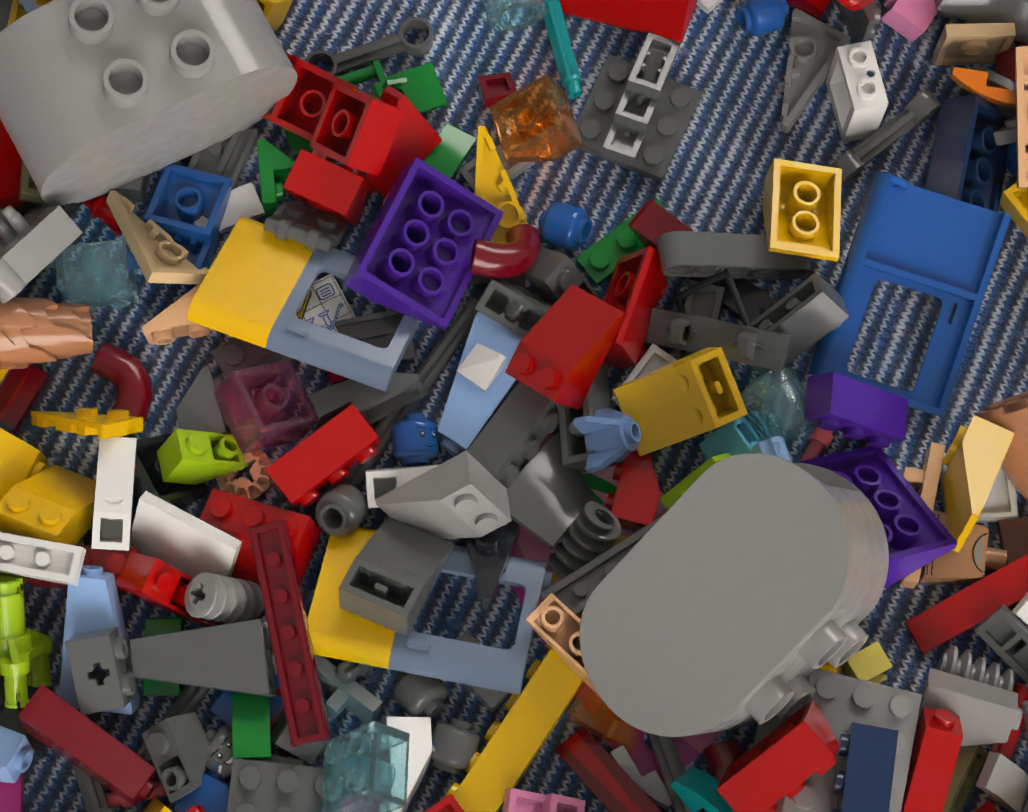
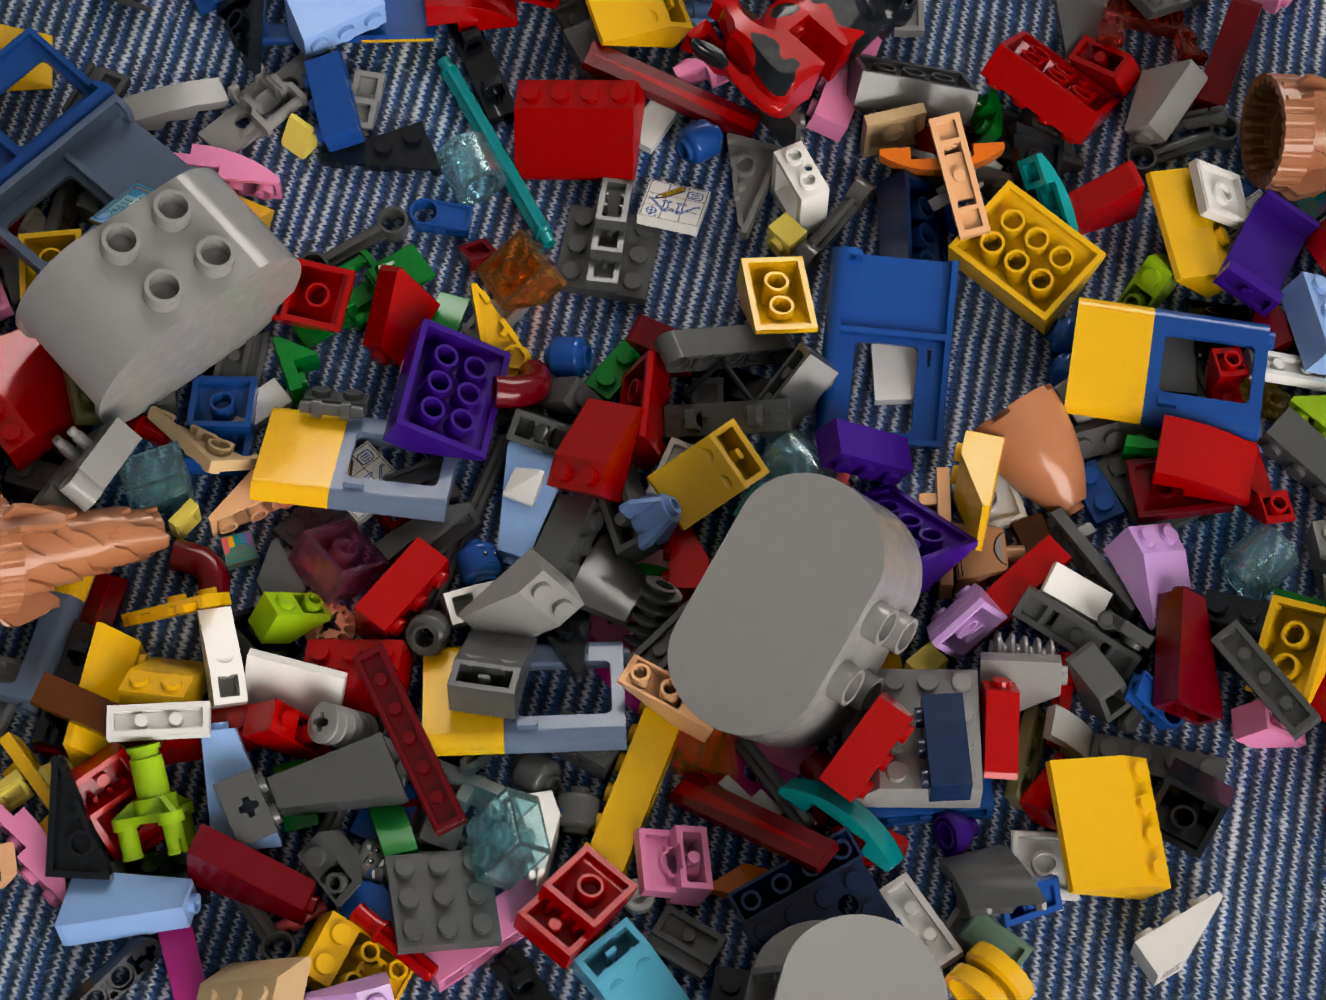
camera: 15 degrees left, 10 degrees down
(121, 321) = (185, 519): none -> light yellow tile
(170, 365) = (239, 550): none -> tile
(328, 186) = (348, 363): red slope -> none
(356, 129) = (364, 304): red brick -> none
(477, 43) = (450, 217): none -> blue piece
(716, 81) = (673, 207): none -> white tile
(829, 139) = (785, 235): none -> light yellow plate
(909, 321) = (893, 374): none -> white tile
(919, 628) = (964, 622): none -> lavender slope

